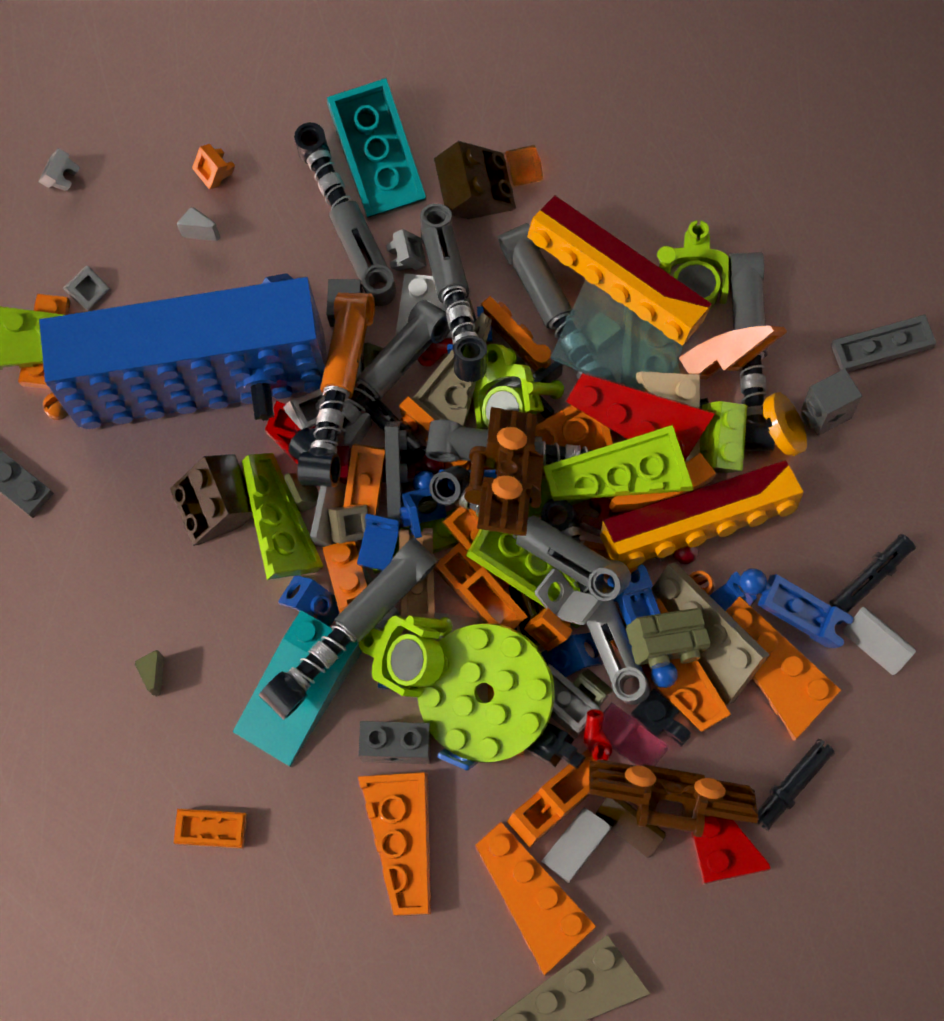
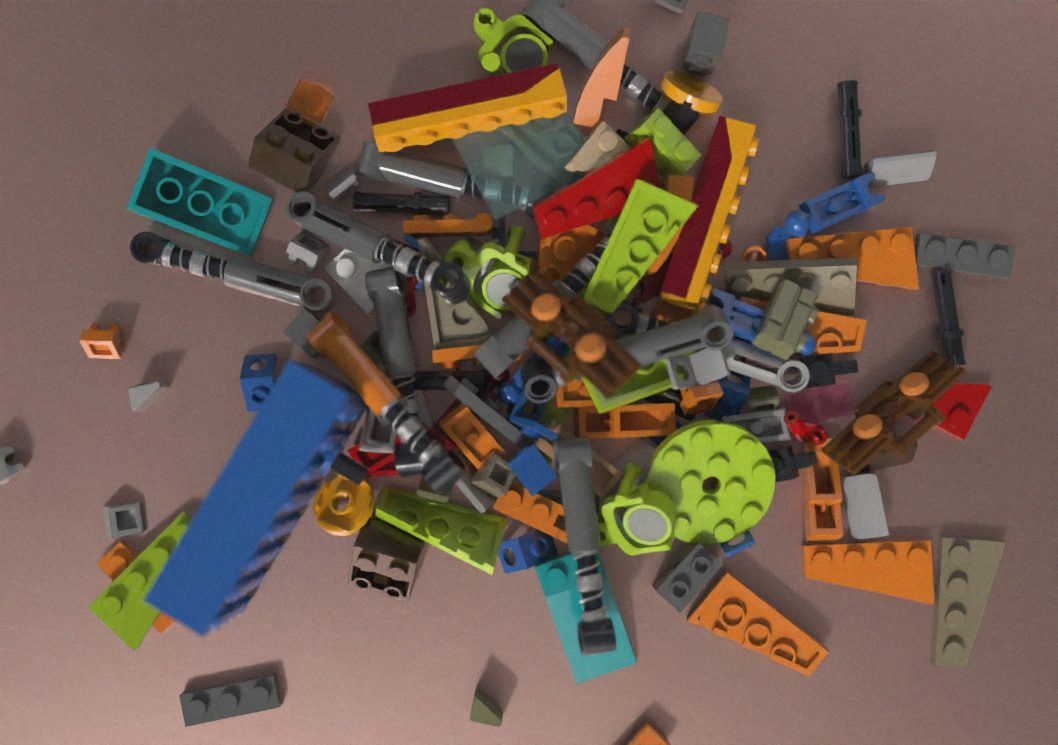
camera: 55 degrees left, 15 degrees up
(216, 438) = (353, 515): none -> light orange tile
(479, 237) = (341, 184): none -> light grey slope
(503, 288) = (401, 203): none -> black pin
(857, 755) = (964, 255): none -> dark grey plate

